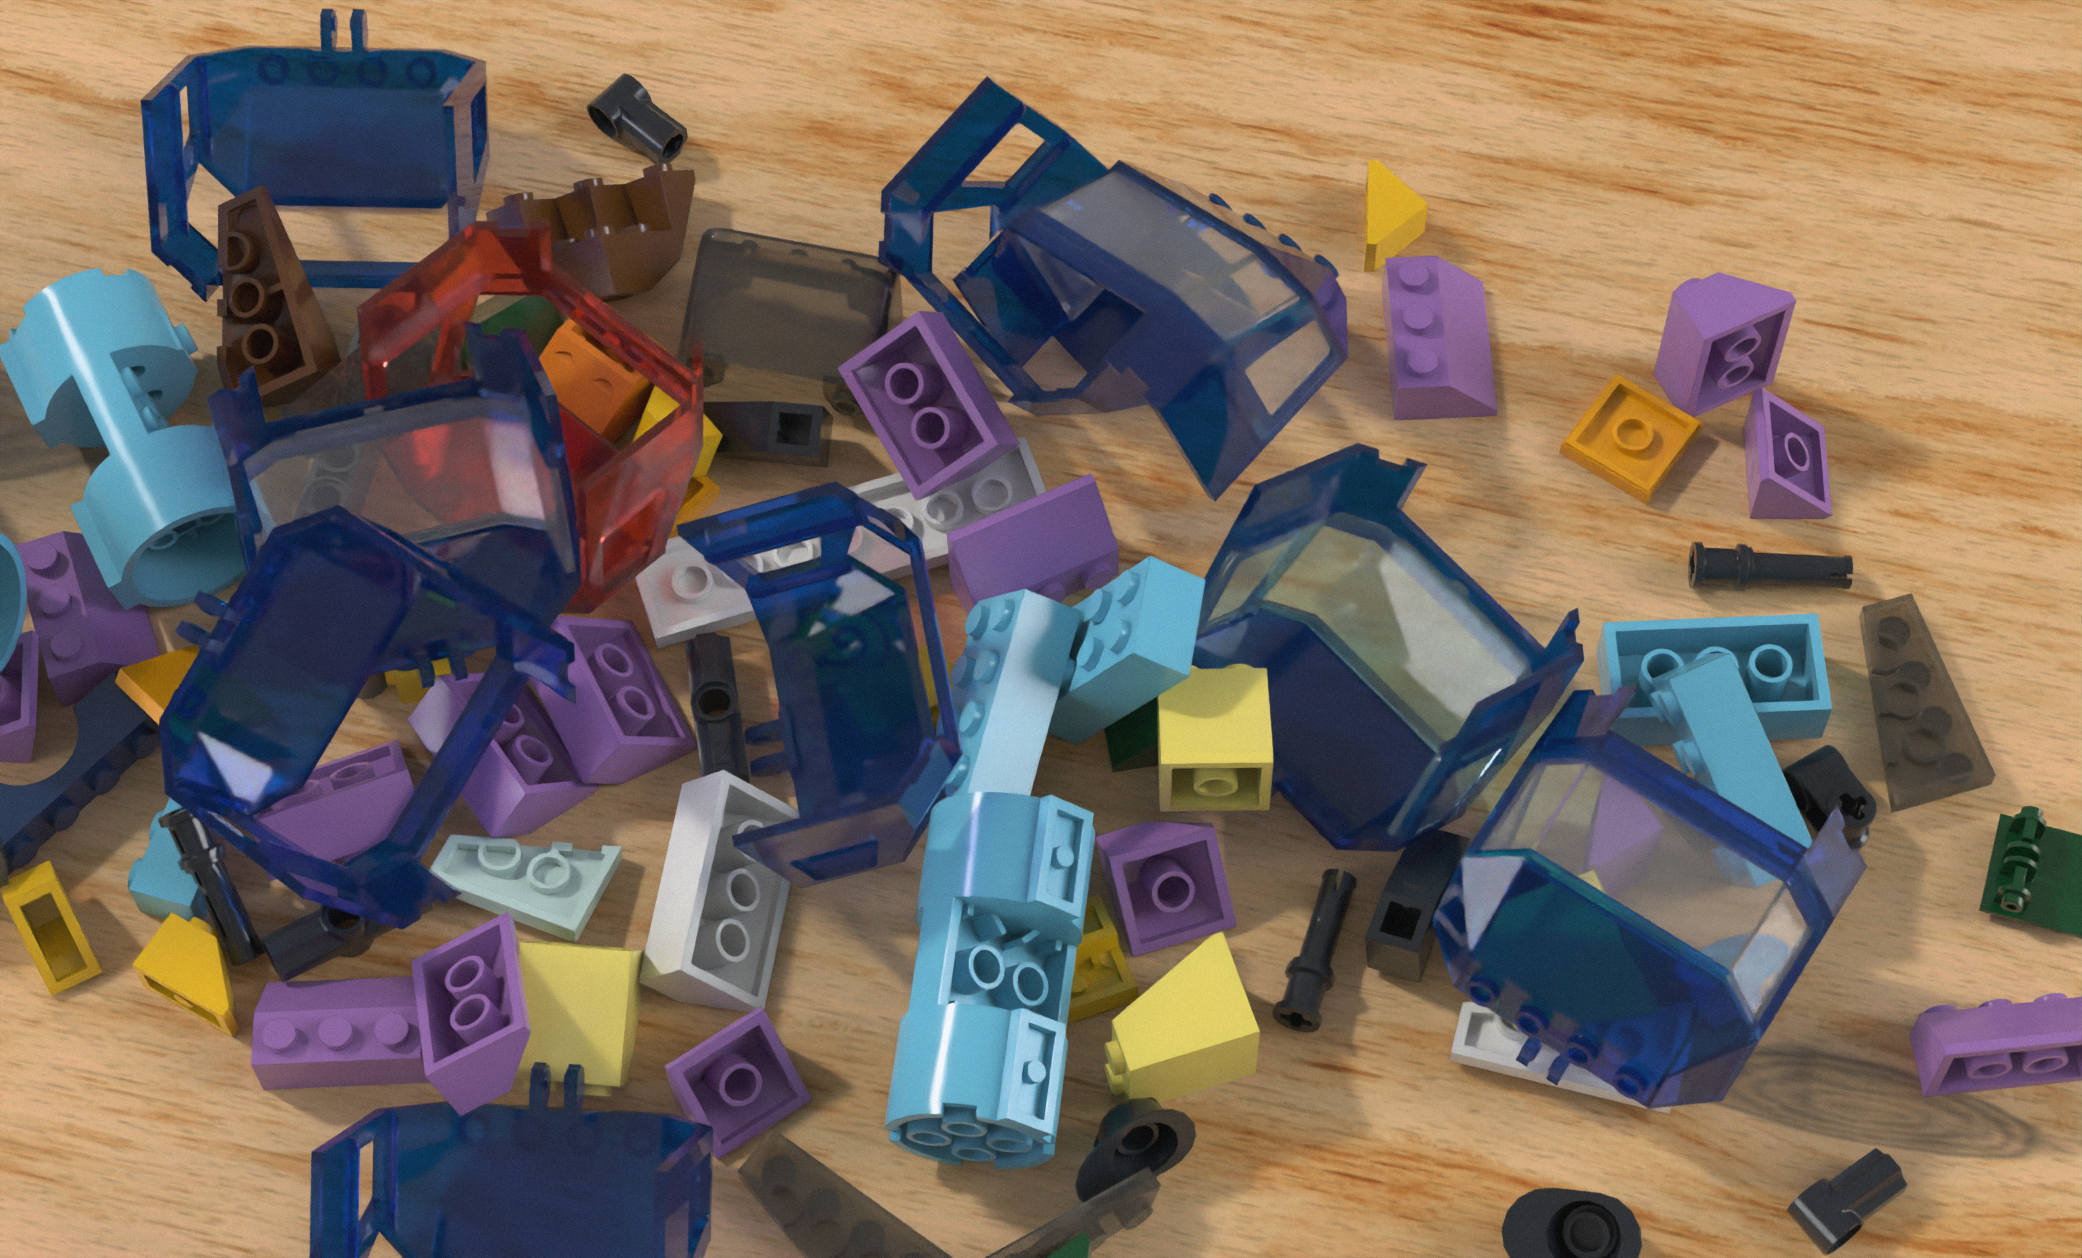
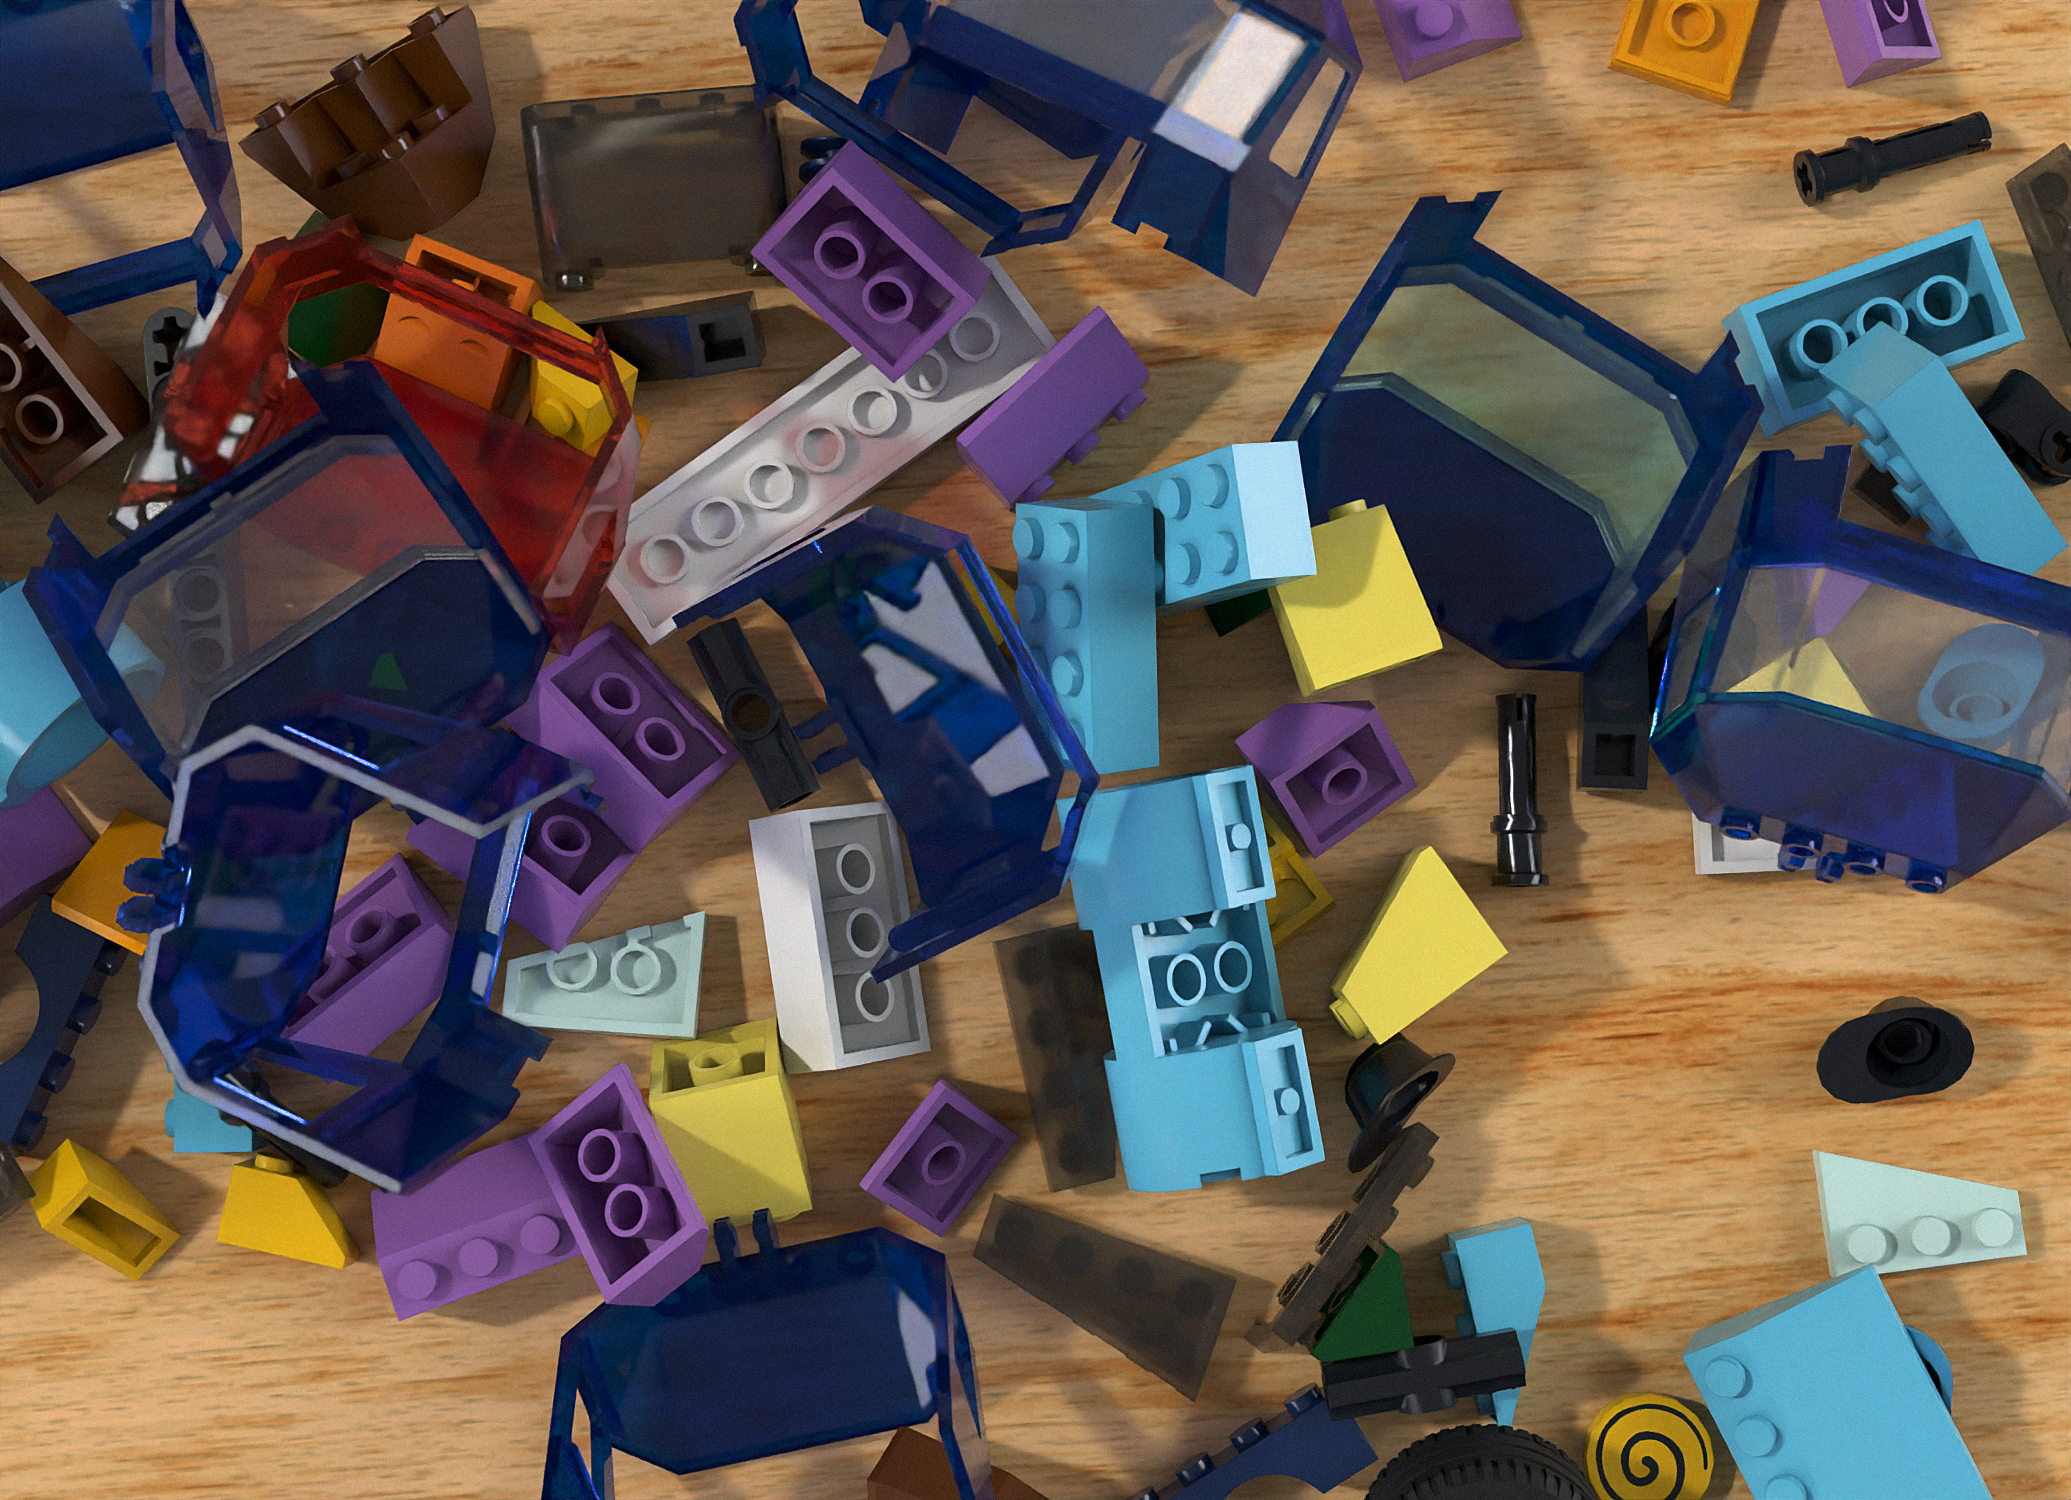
camera: 20 degrees left, 25 degrees up
(870, 1003) = (1061, 1040): none -> clear smoke wing

